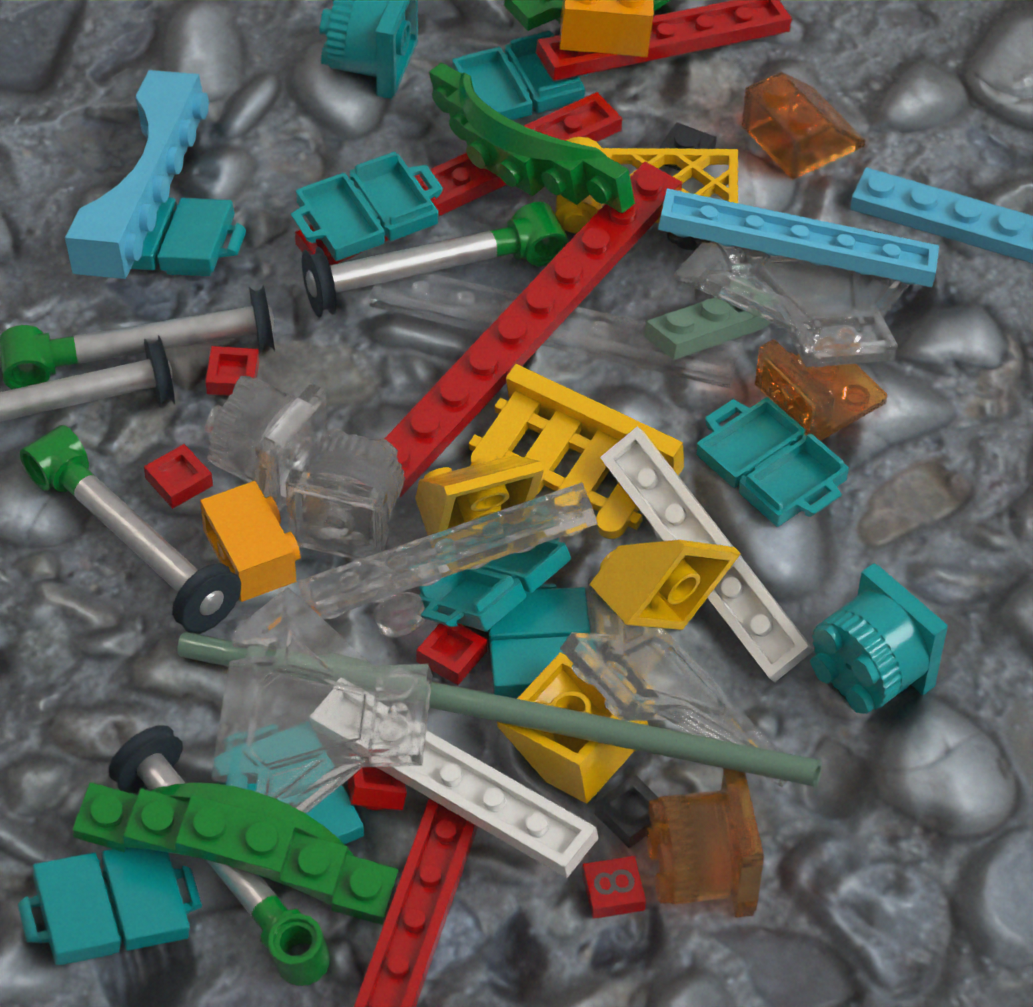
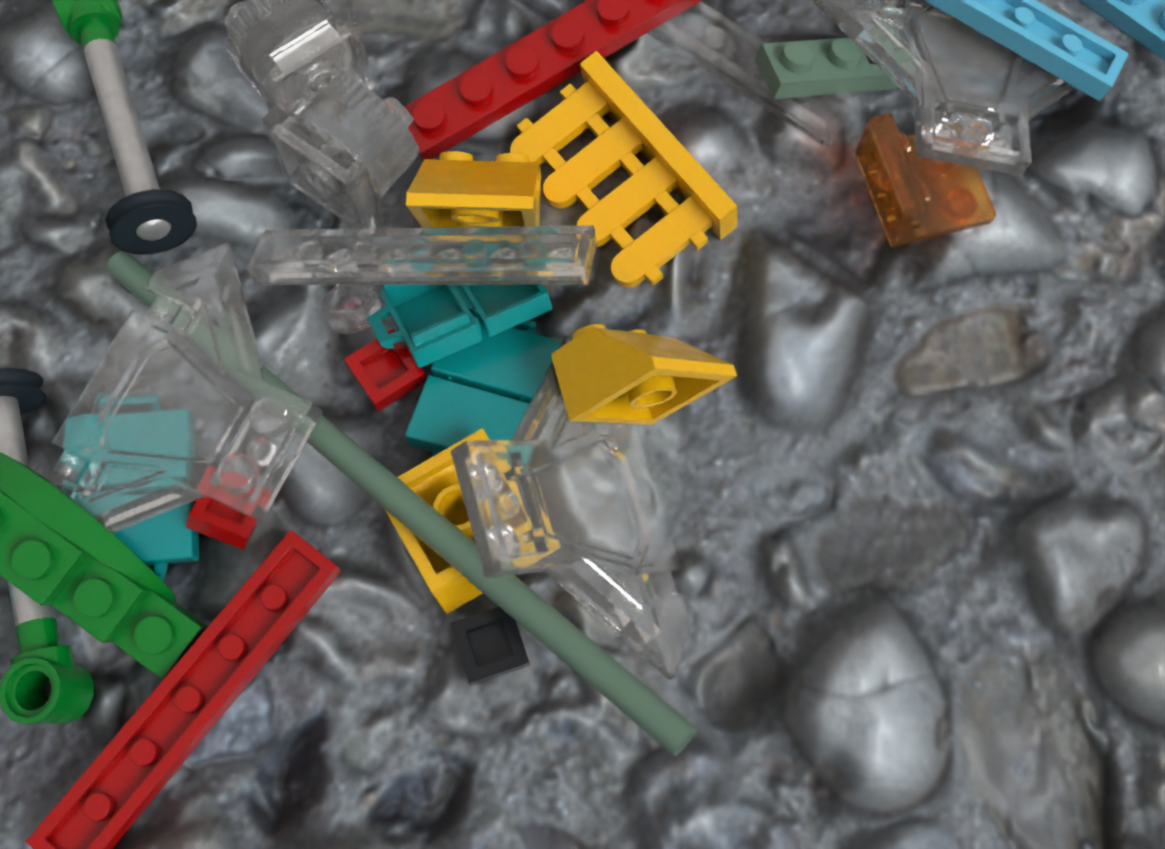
camera: 20 degrees right, 20 degrees up
(178, 476) = (202, 66): red plate -> none
(249, 539) = (233, 167): light orange brick -> none
(499, 805) = (330, 605): white plate -> none
(613, 887) = (431, 731): red tile -> none
(679, 516) = (701, 316): white plate -> none
(707, 846) = (536, 741): clear orange piece -> none
(771, 460) = (835, 252): teal piece -> none
(879, 643) = (853, 541): teal piece -> none

